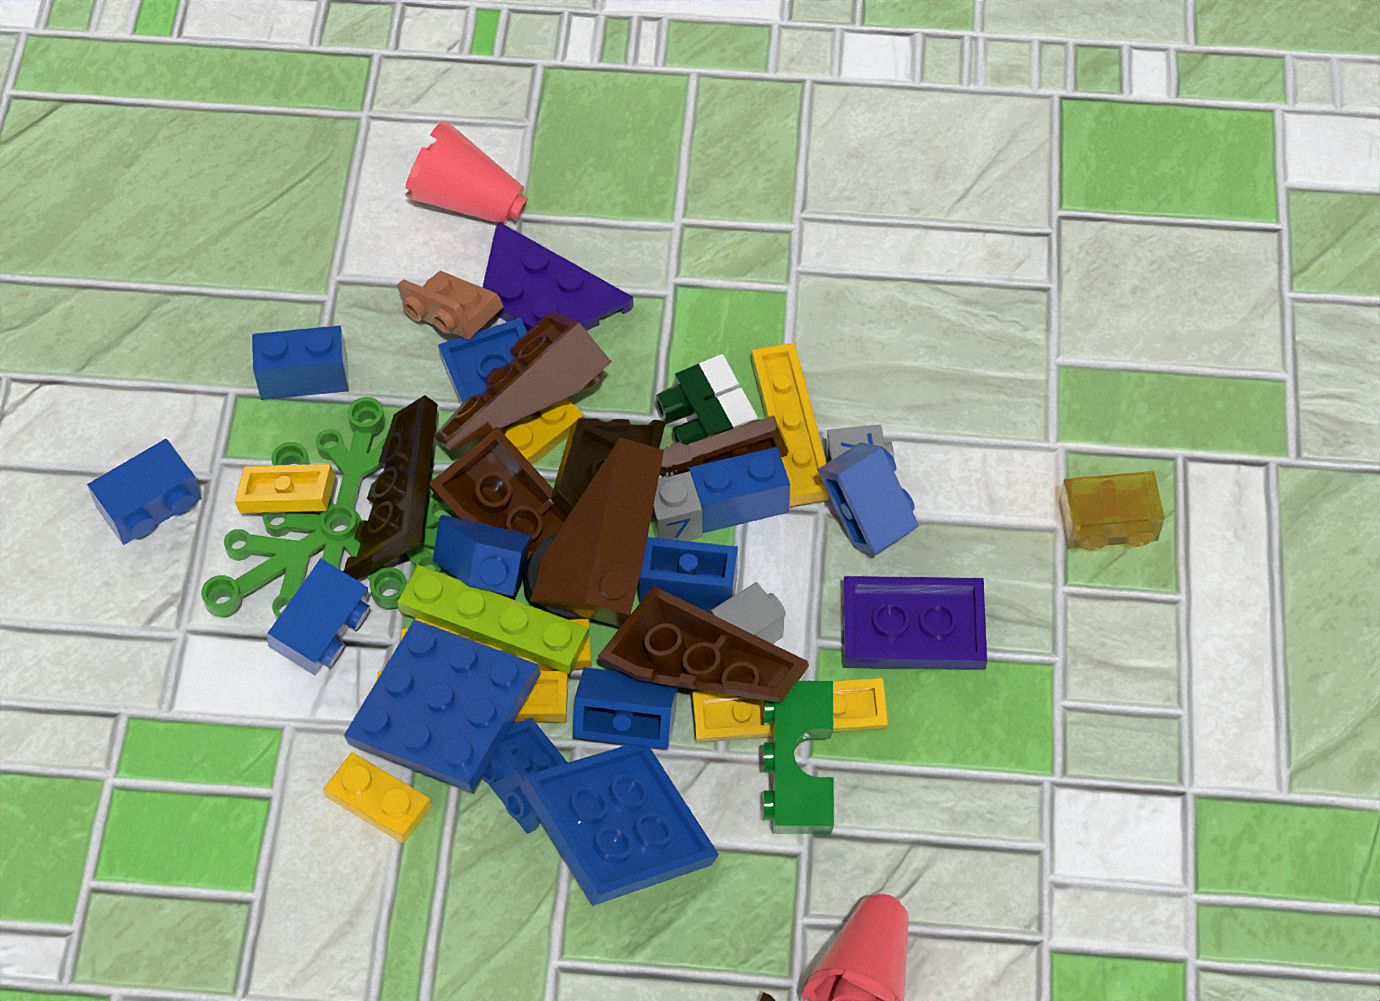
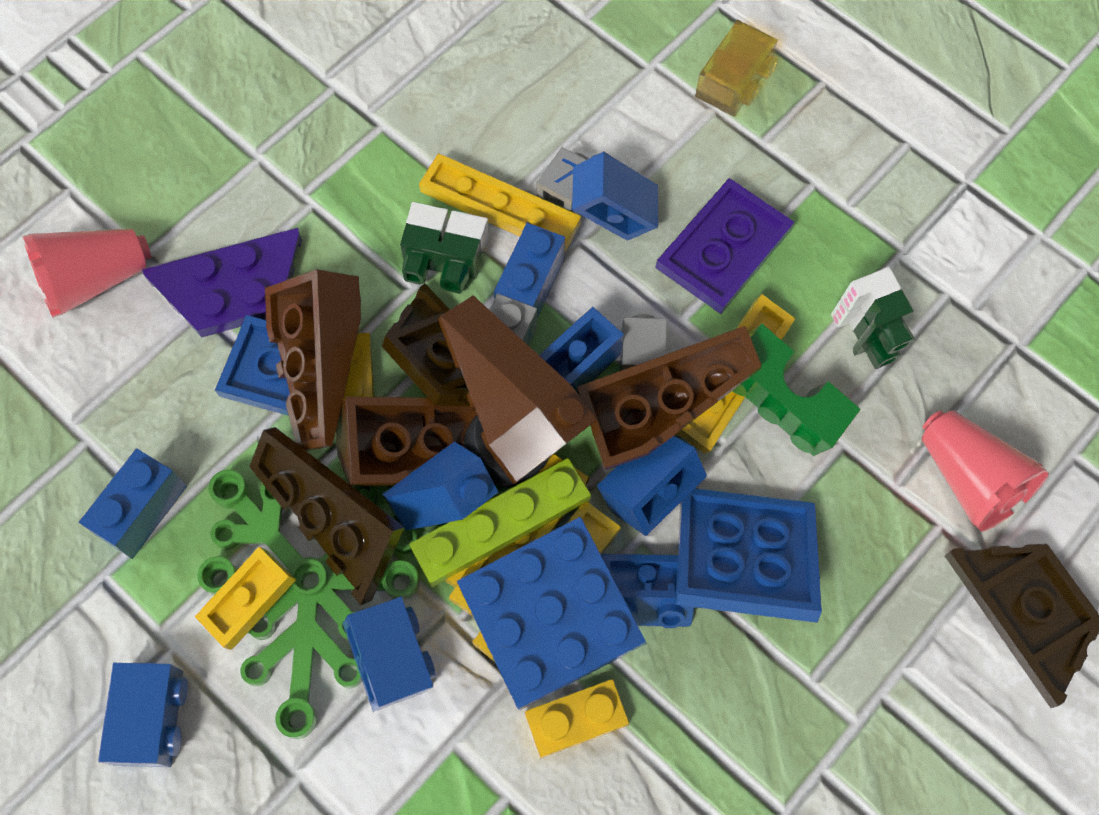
camera: 55 degrees left, 10 degrees up
(450, 304) = (186, 354): nougat bracket -> none
(747, 439) = (492, 261): reddish brown hinge -> none
(940, 783) = (877, 315): none -> dark green hips

